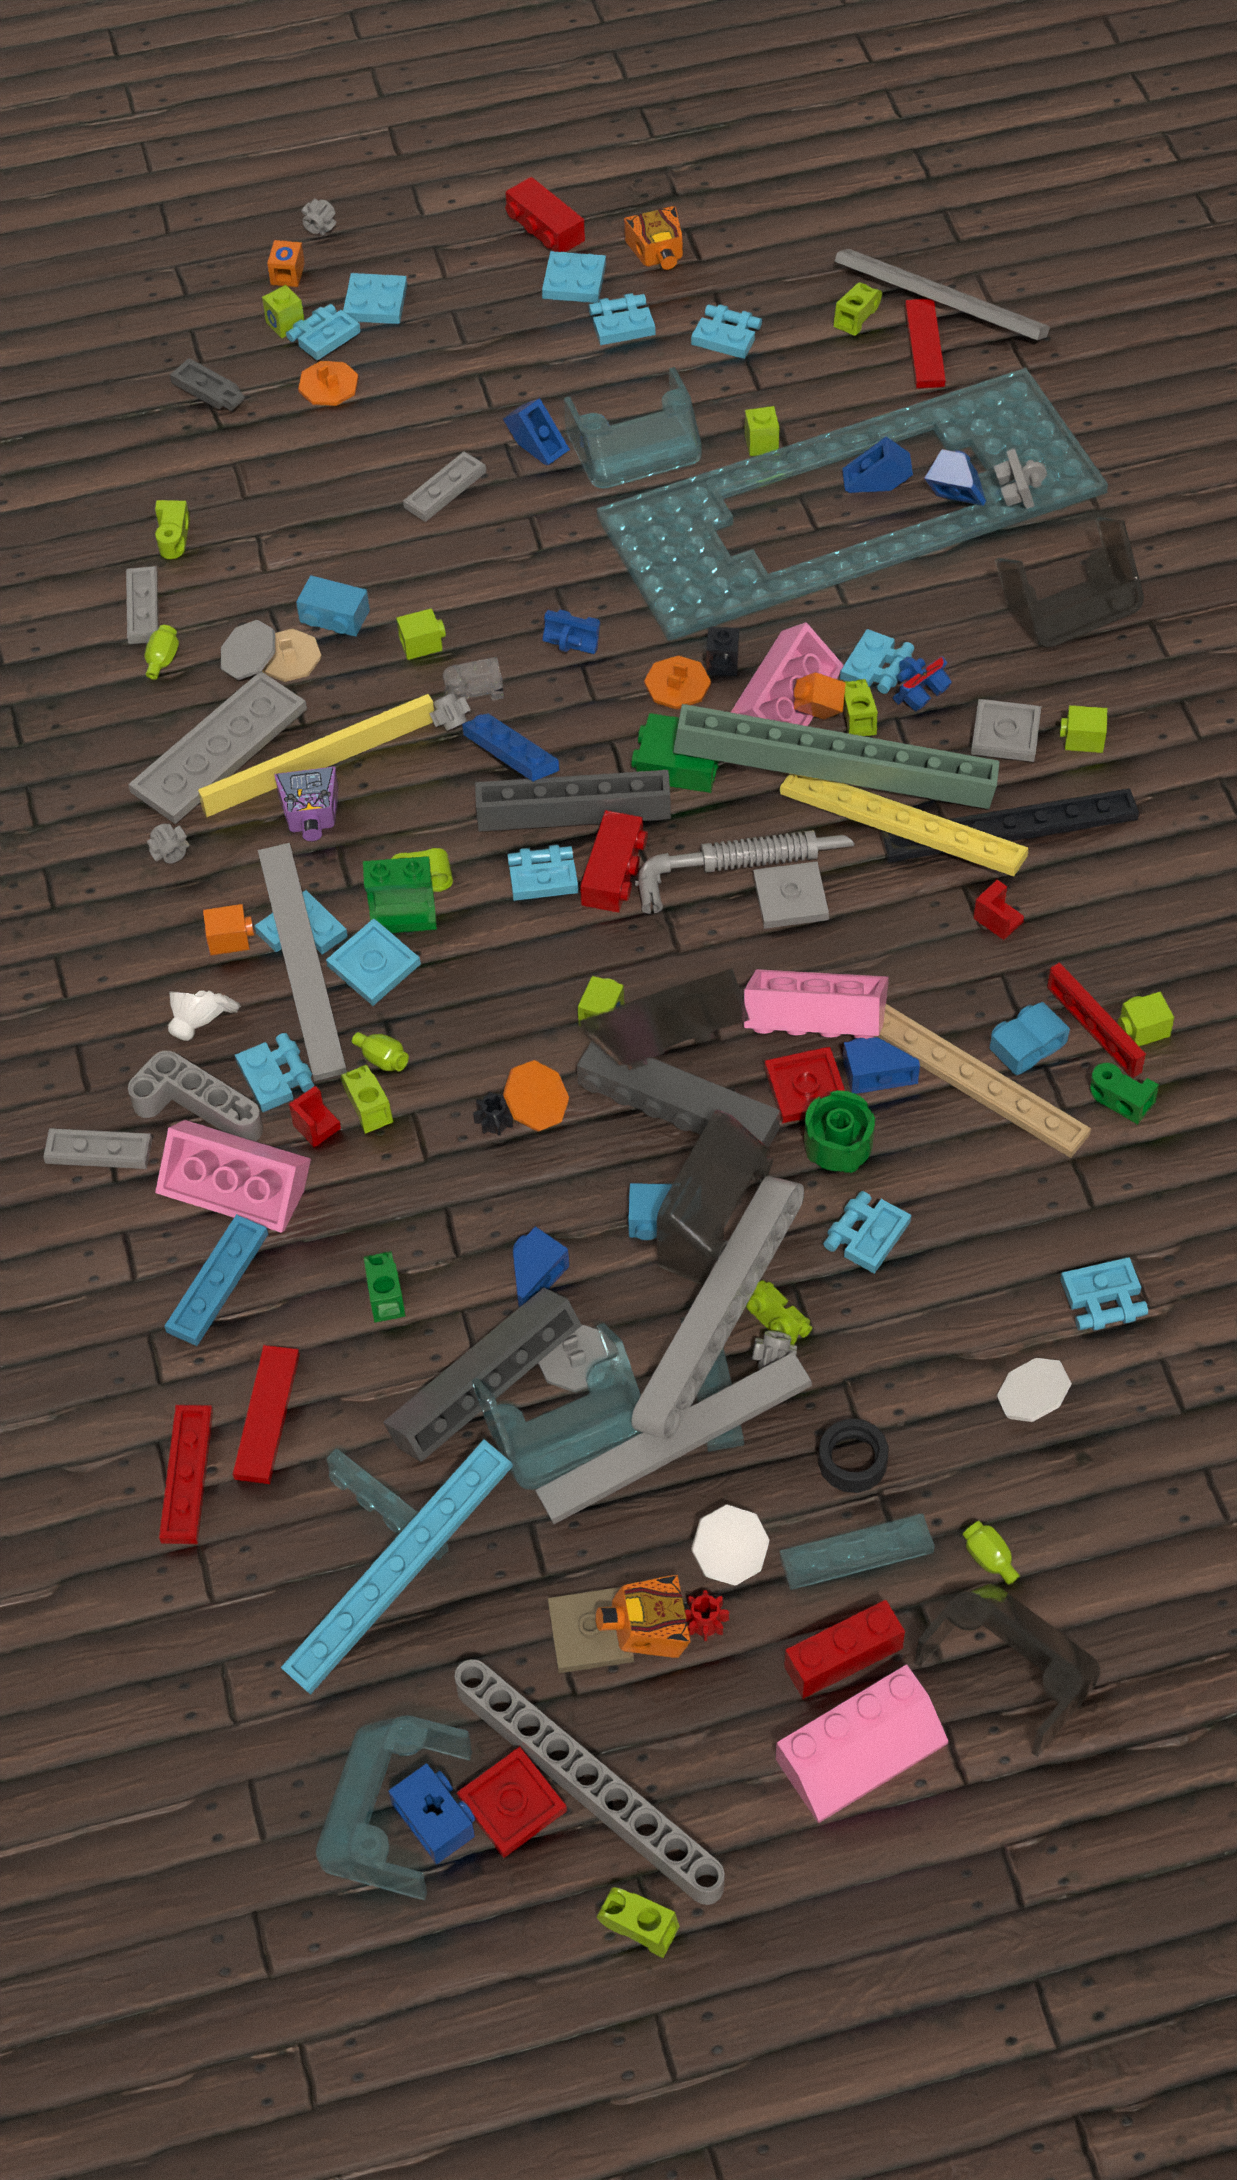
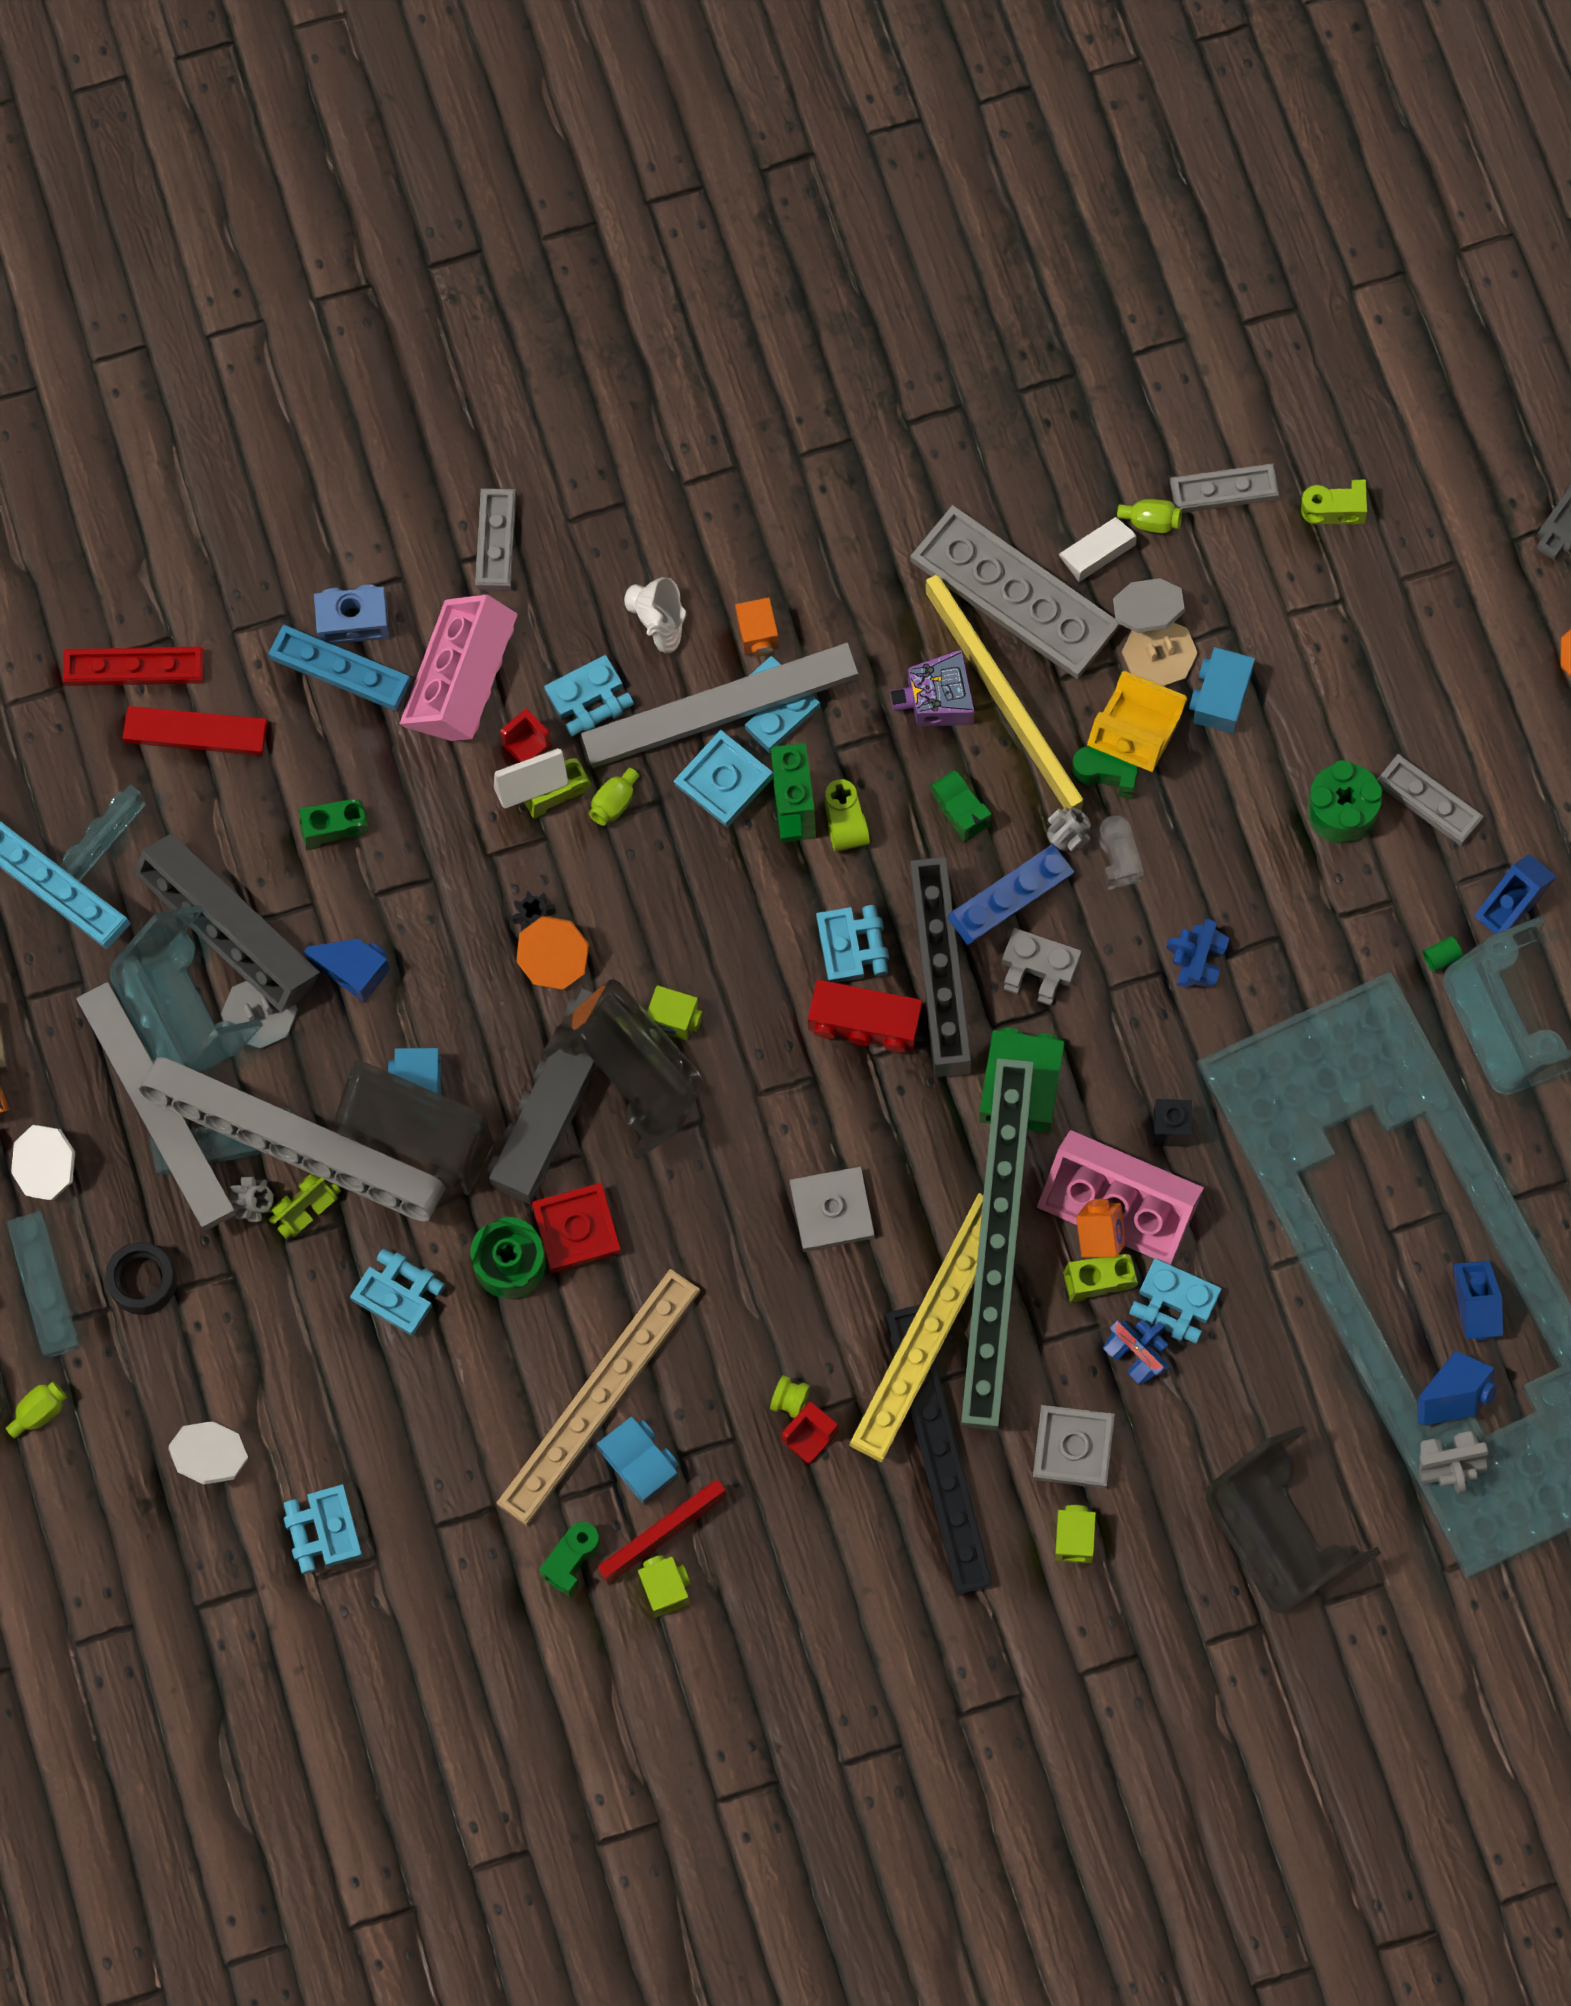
camera: 90 degrees right, 15 degrees up
(158, 1247) = (367, 625): none -> medium blue brick
(167, 843) = (873, 555): light grey gear -> none
(185, 689) = (1098, 548): none -> white slope
(236, 1115) = (544, 628): light grey beam -> none
(357, 660) = (1137, 721): none -> yellow panel
(364, 1097) = (530, 778): none -> white slope
(396, 681) = (1095, 766): none -> green leg
(419, 789) = (960, 805): none -> green leg
(420, 633) = (1186, 788): lime brick -> none
(445, 530) = (1357, 816): none -> green brick
(567, 737) = (1040, 958): none -> light grey plate
(582, 481) = (1442, 954): none -> green hinge
(677, 682) = (1138, 1077): orange piece -> none
(734, 855) = (878, 1144): light grey piece -> none
(761, 430) = (1532, 1158): lime brick -> none
(816, 1003) = (674, 1232): bright pink slope -> none
(878, 1065) = (600, 1297): blue slope -> none
(968, 923) = (790, 1396): none -> lime wheel

